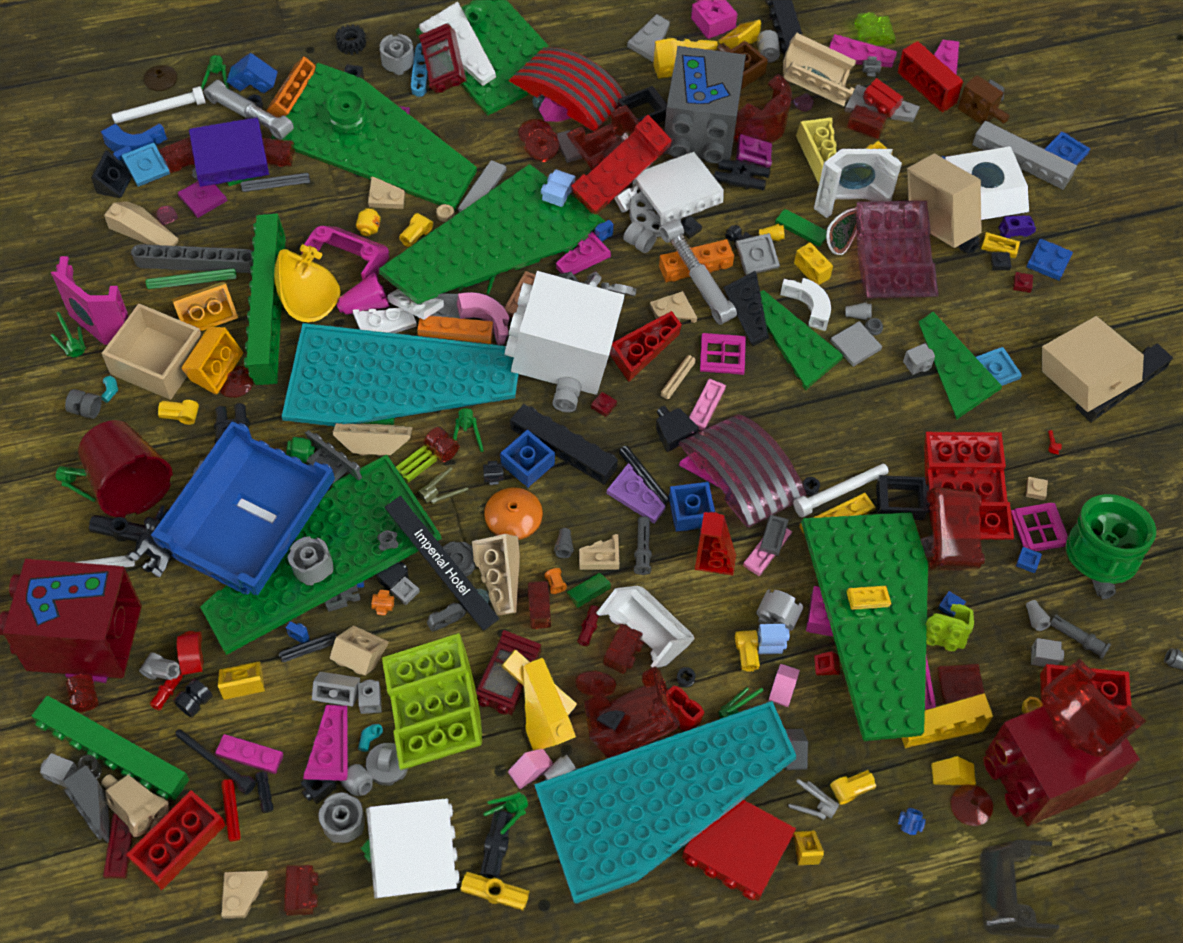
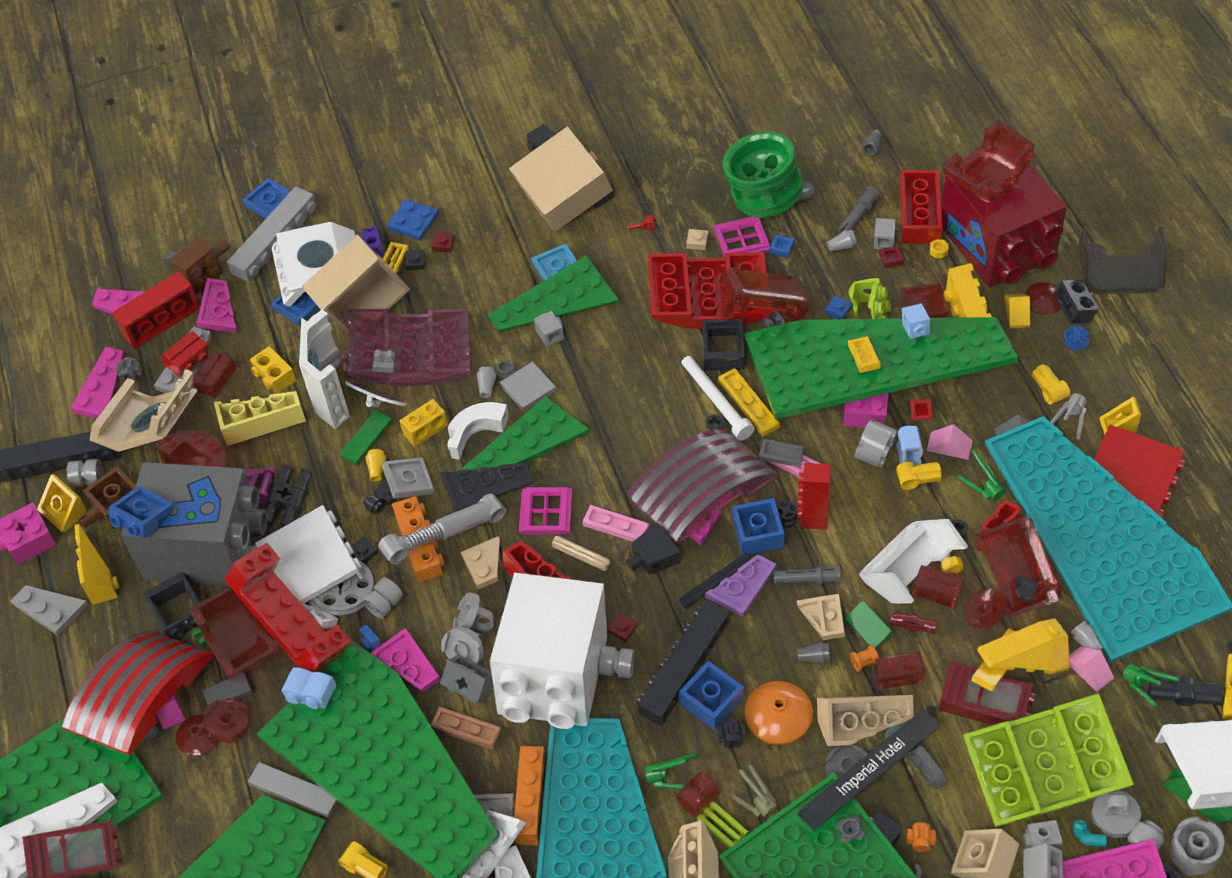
camera: 85 degrees left, 5 degrees down
(405, 590) = (901, 814): light grey plate -> none
(445, 212) = (332, 833): tan tile -> none
(486, 308) = (497, 757): bright pink arch -> none
(644, 662) = (952, 564): none -> yellow tile
(693, 50) = (139, 512): none -> blue plate
(869, 226) = (383, 361): none -> light grey tile
(874, 29) = (67, 369): clear neon green plate -> none
(911, 649) = (915, 321): none -> light blue brick
(940, 120) = (216, 308): none -> dark pink wing
(959, 824) = (1076, 301): none -> black brick
(1018, 659) = (891, 256): none -> dark red plate

